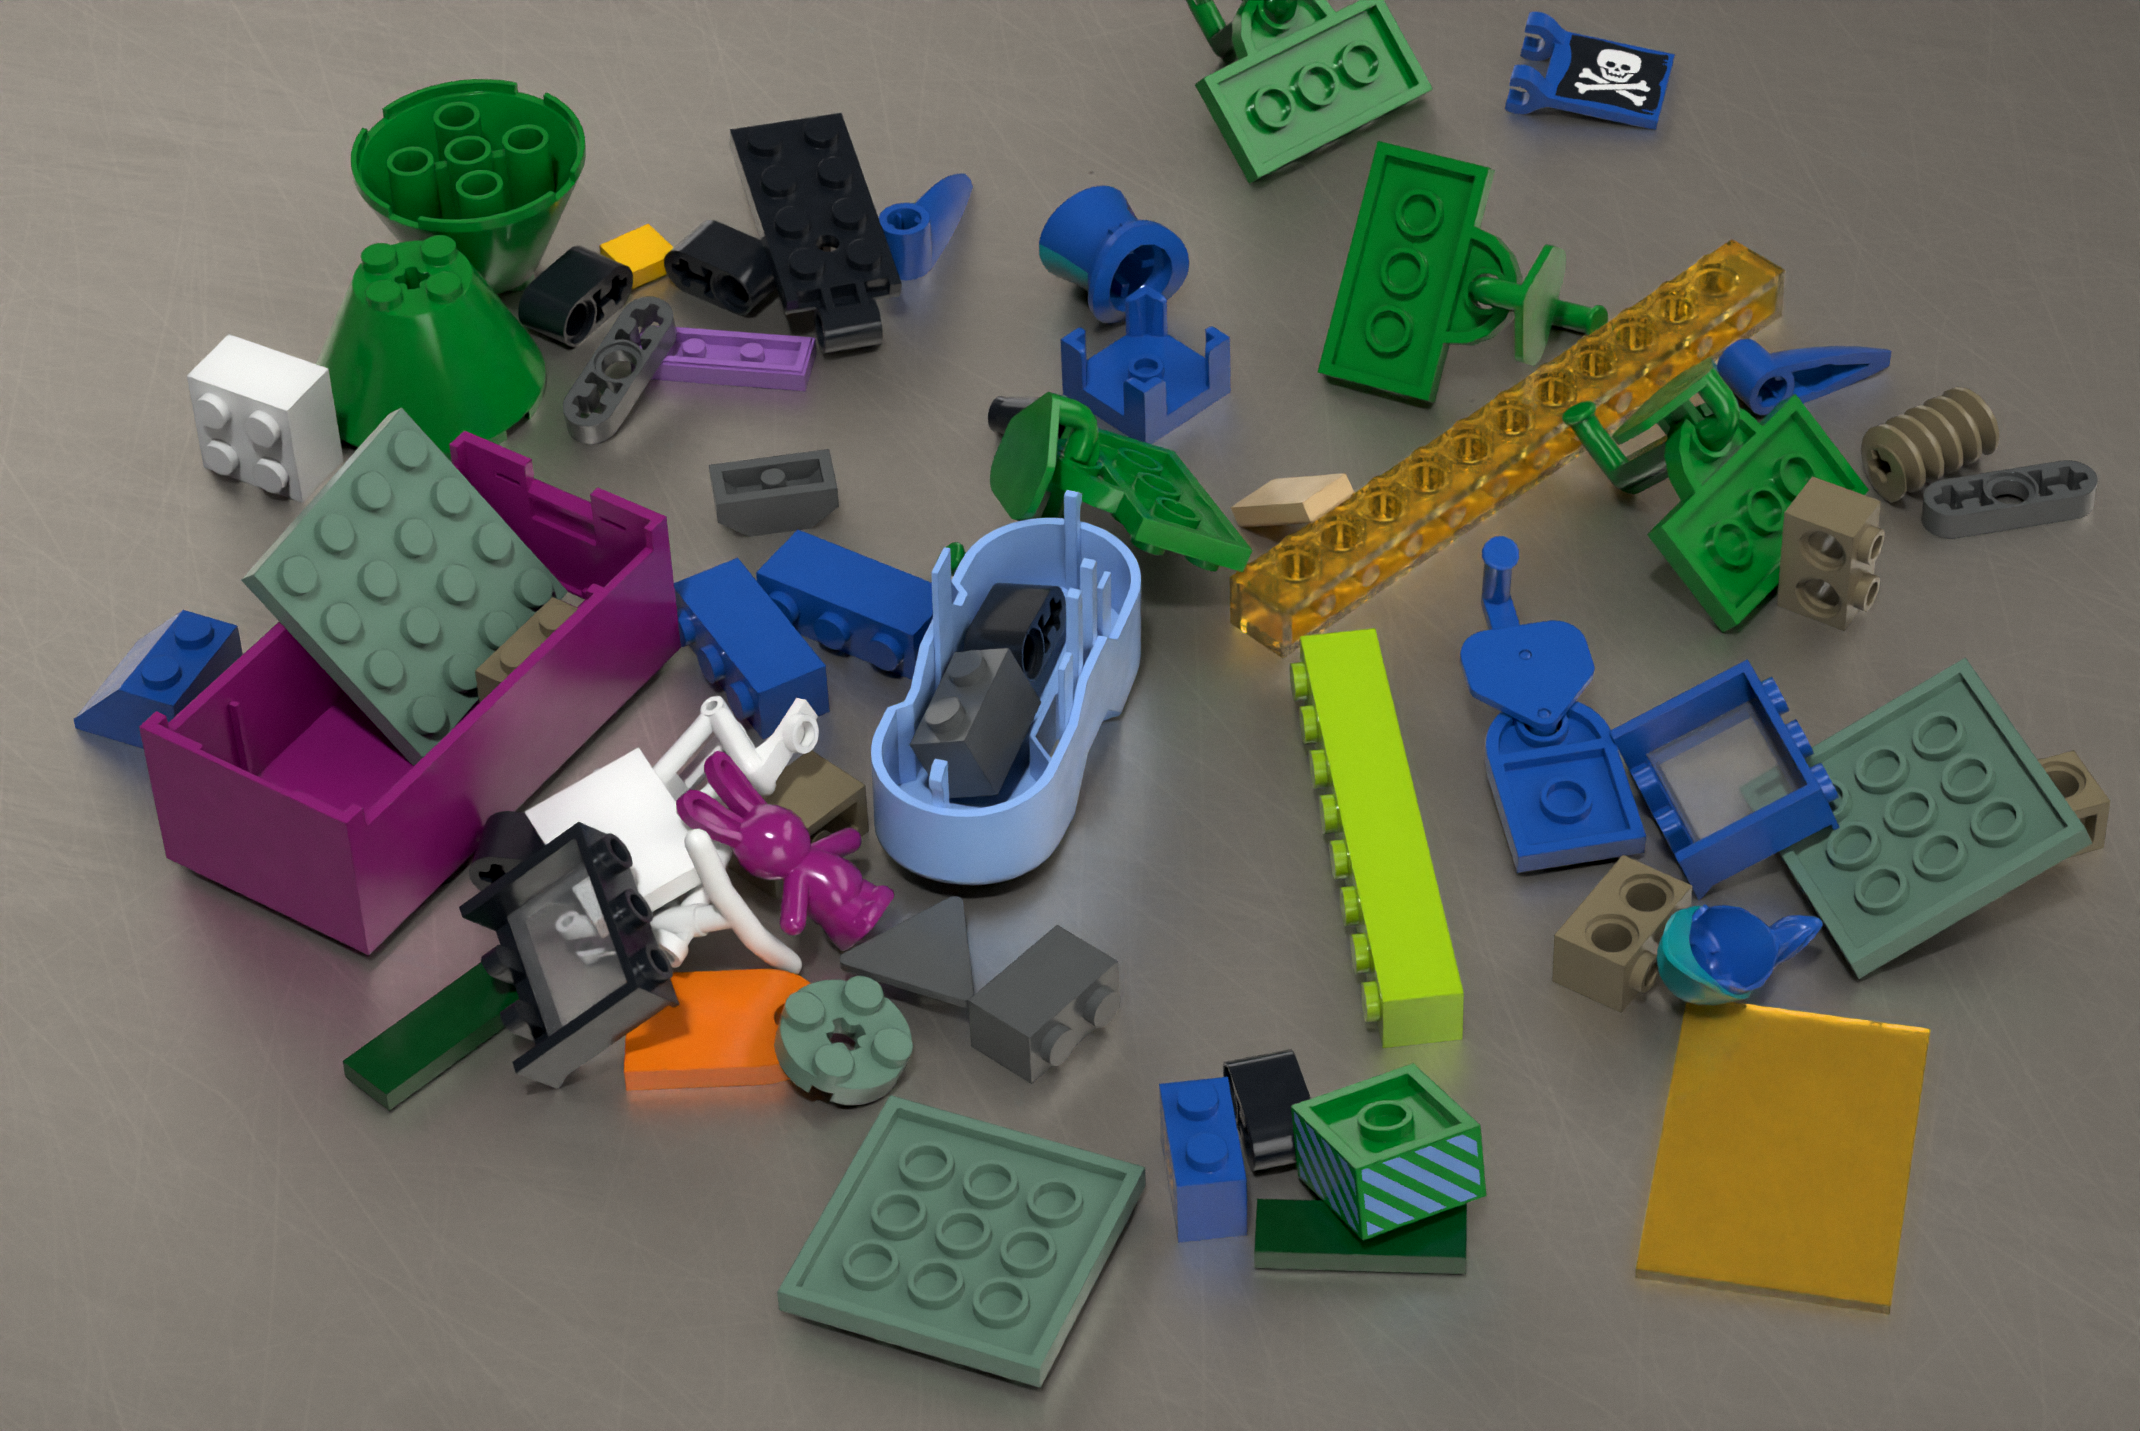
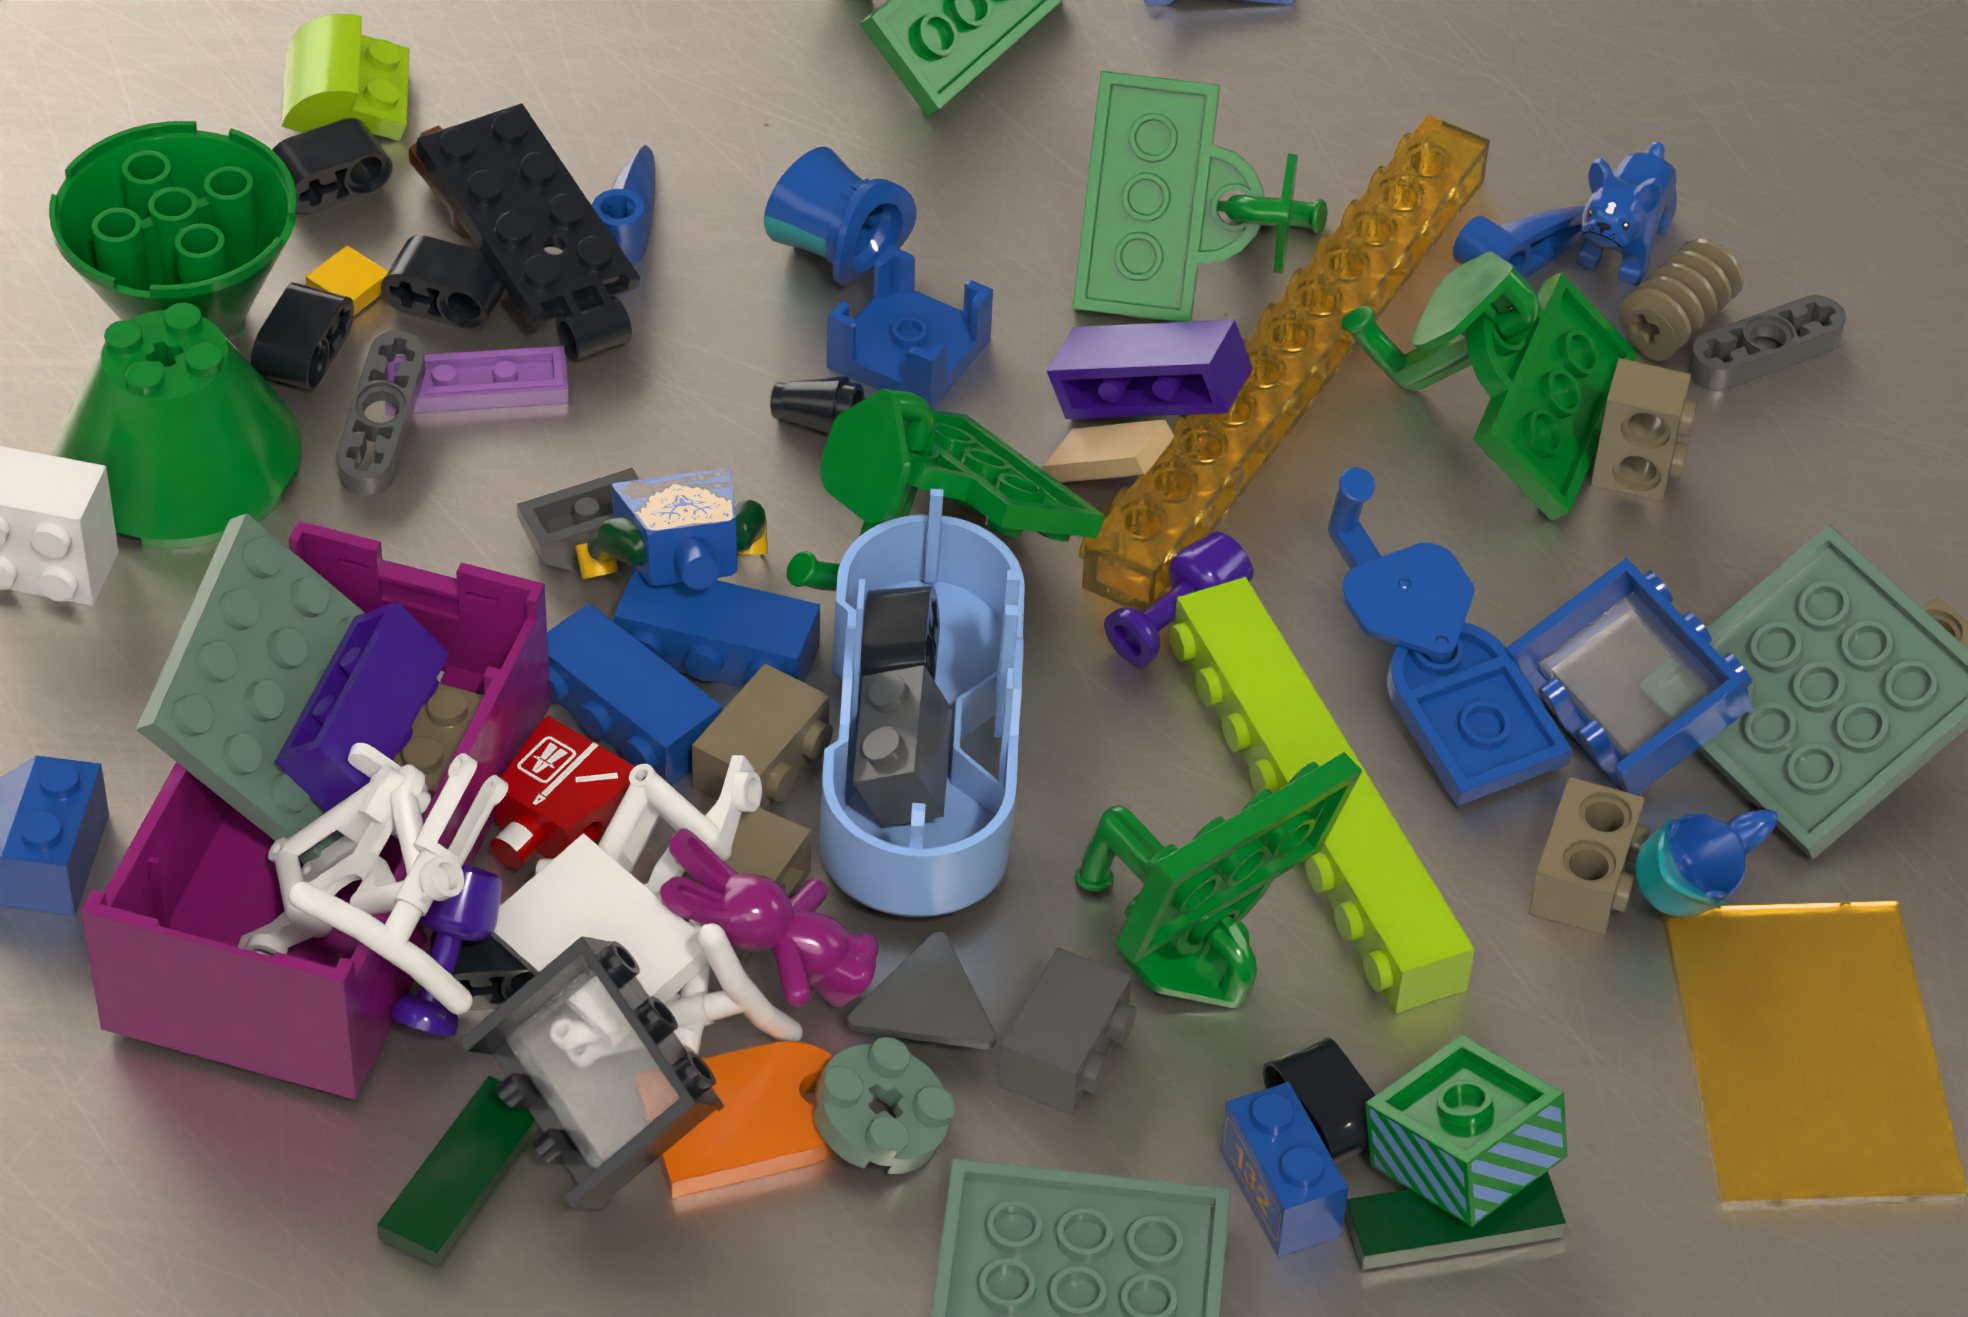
camera: 20 degrees left, 5 degrees up
(440, 737) = (383, 807): none -> white piece
(472, 606) = (364, 696): none -> dark purple brick
(500, 791) = (466, 917): none -> dark purple piece
(643, 710) = (557, 793): none -> red torso
(658, 152) = (334, 164): none -> black beam
(701, 79) = (344, 75): none -> lime brick
(844, 504) = (676, 530): none -> torso
(853, 699) = (771, 723): none -> dark tan brick
(1207, 881) = (1187, 918): none -> green plate
(1334, 612) = (1194, 568): none -> dark purple piece
(1356, 430) = (1150, 369): none -> dark purple brick
(1900, 350) = (1628, 210): none -> blue animal

